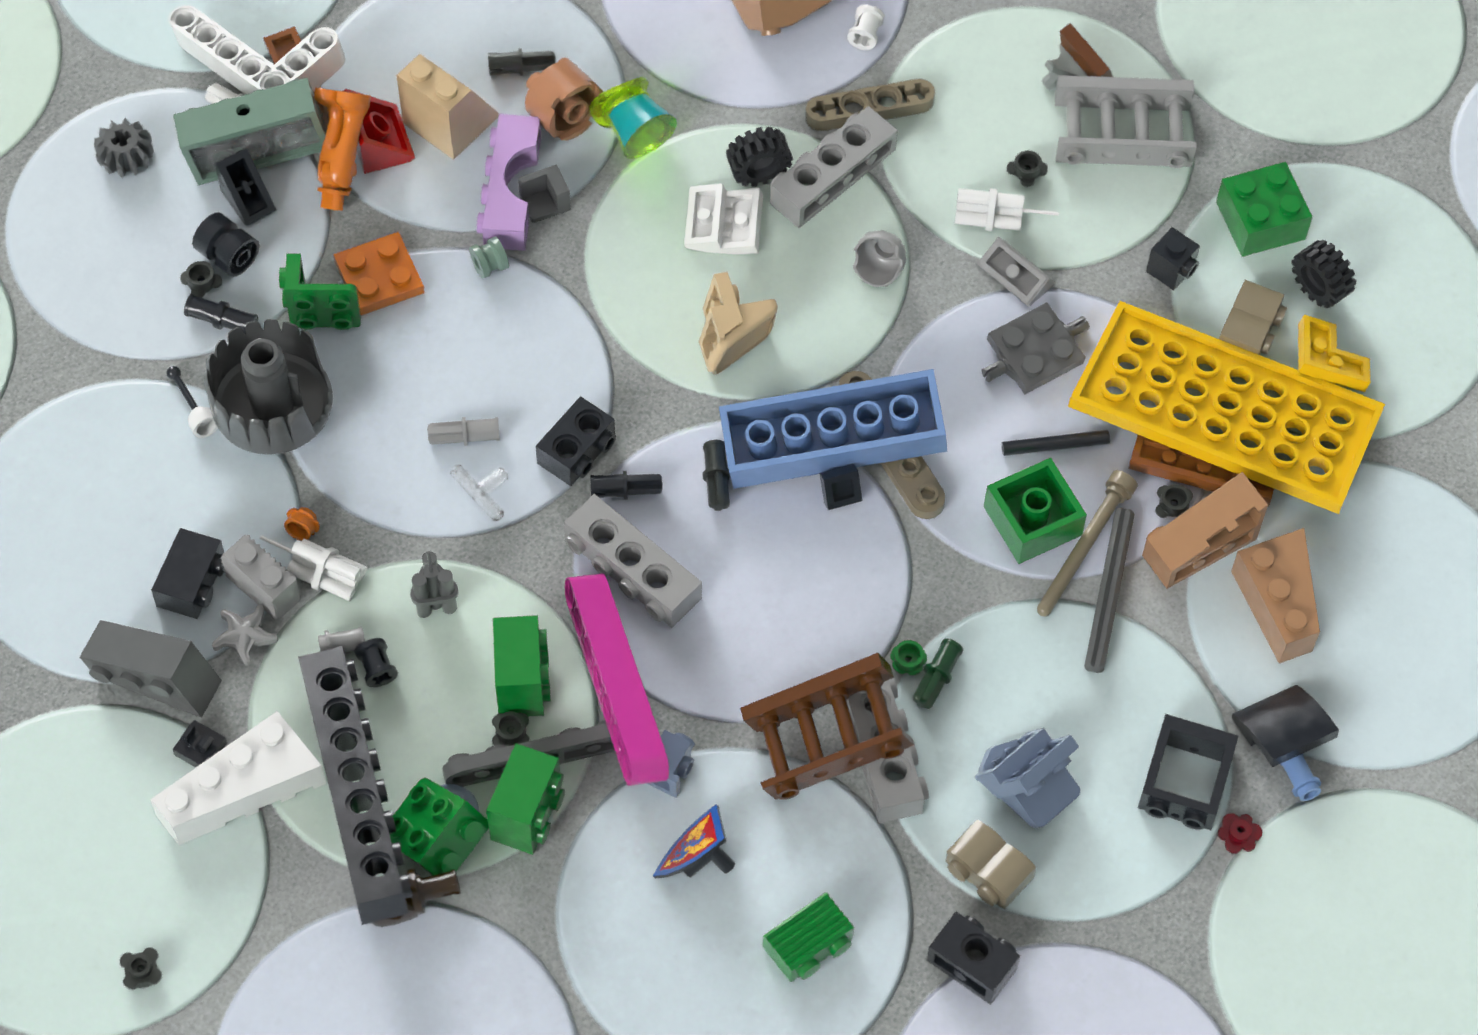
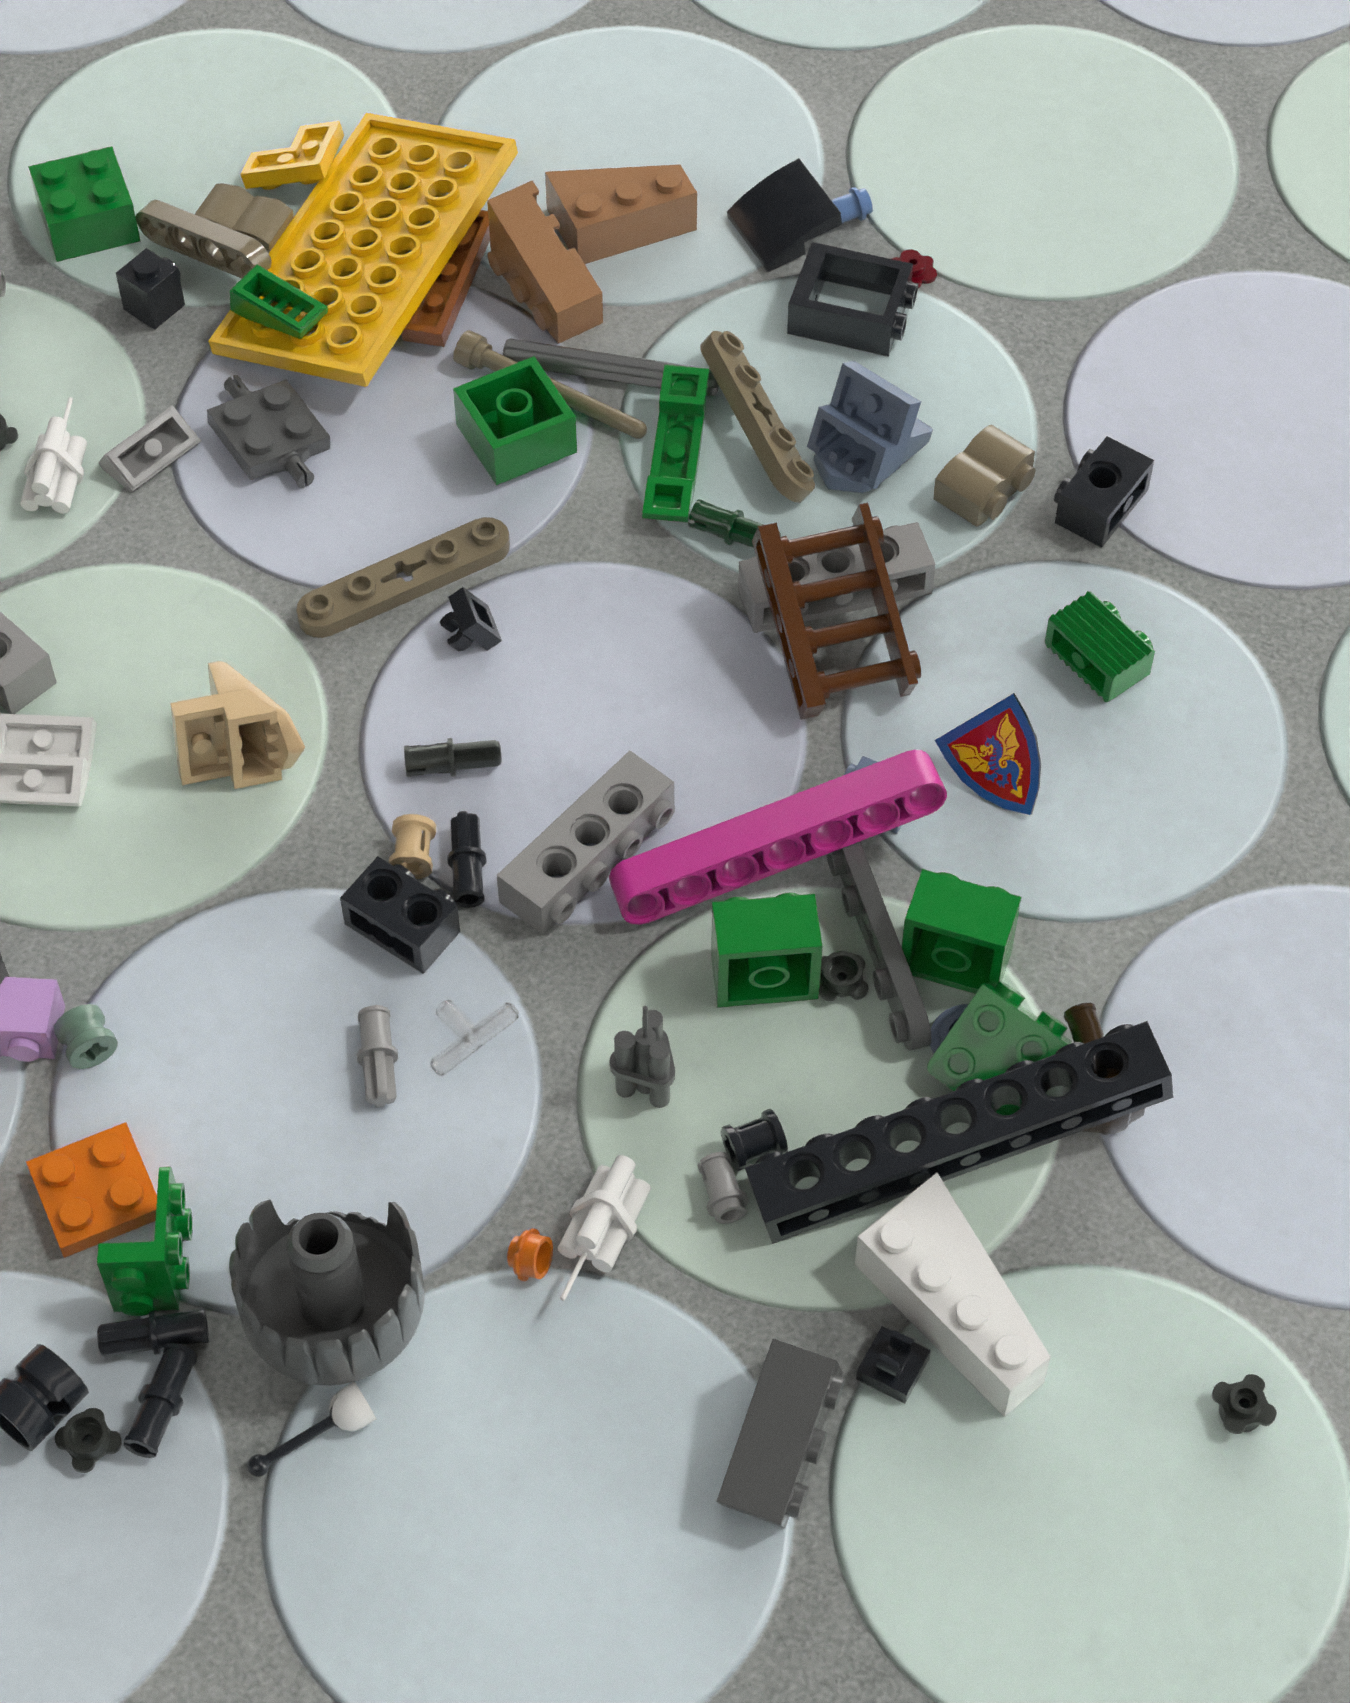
camera: 90 degrees left, 5 degrees down
(189, 574) = (621, 1396): black piece -> none
(244, 633) = (714, 1317): light grey animal -> none
(261, 577) = (628, 1294): light grey brick -> none
(268, 300) = (153, 1332): none -> black axle
(635, 448) = (412, 844): none -> tan bush
(833, 428) = (404, 610): medium blue brick -> none
(879, 258) = (128, 576): light grey hair -> none
(908, 649) = (717, 547): green plate -> none
(1016, 635) = (676, 444): none -> green slope
(1022, 701) = (757, 416): none -> dark tan piece
(1055, 442) = (405, 416): black piece -> none
(1158, 317) = (261, 282): none -> green slope
(1173, 493) = (491, 305): pearl dark grey plate -> none
(1223, 290) = (201, 239): none -> dark tan beam
(1323, 273) = (177, 136): black tyre -> none

